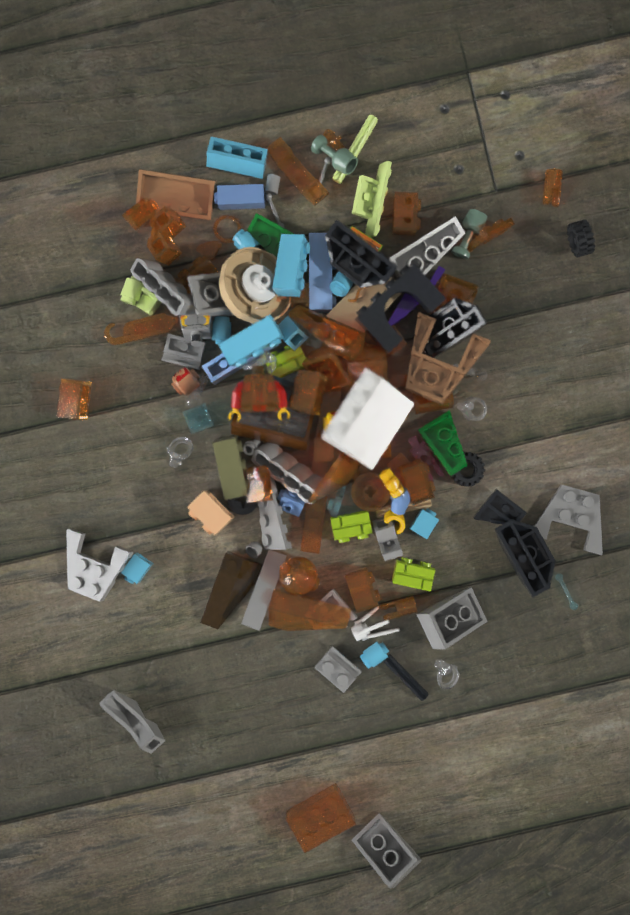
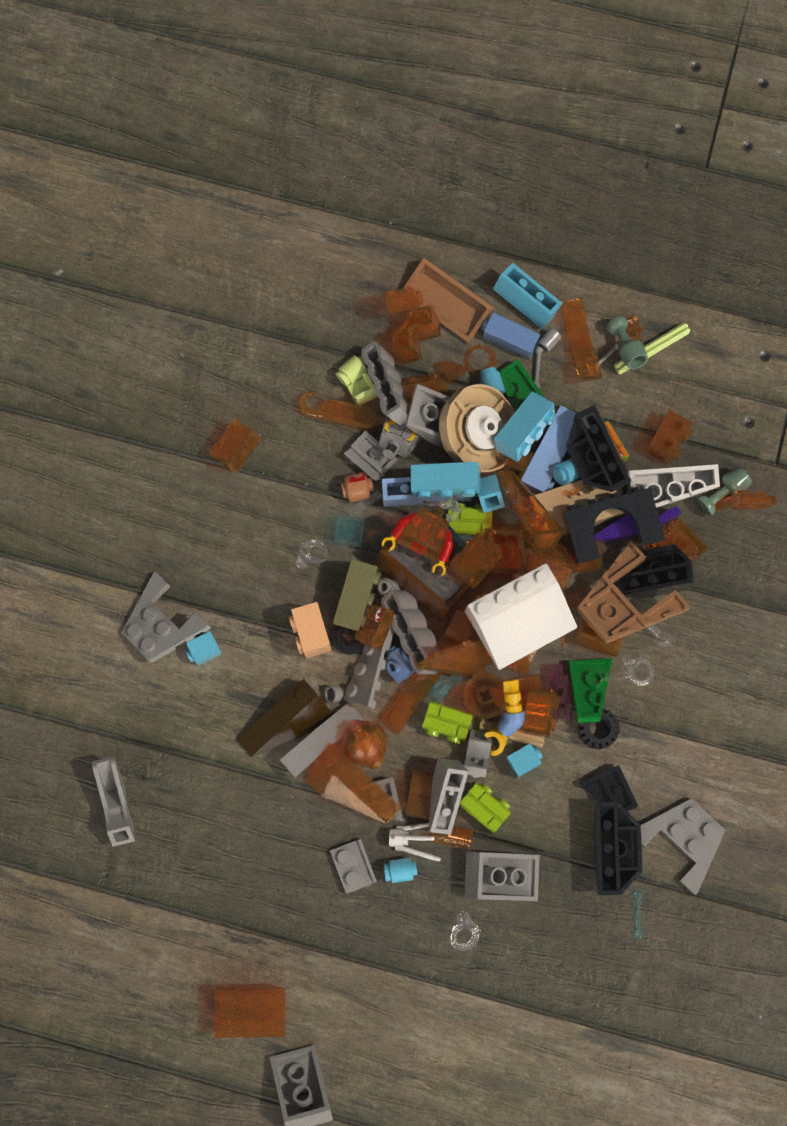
camera: 25 degrees right, 10 degrees down
(221, 329) = (421, 453): medium azure brick -> none
(371, 196) = (641, 404): yellowish green bracket -> none
(380, 583) = (446, 794): none -> light grey slope
(405, 677) = (420, 913): black axle -> none

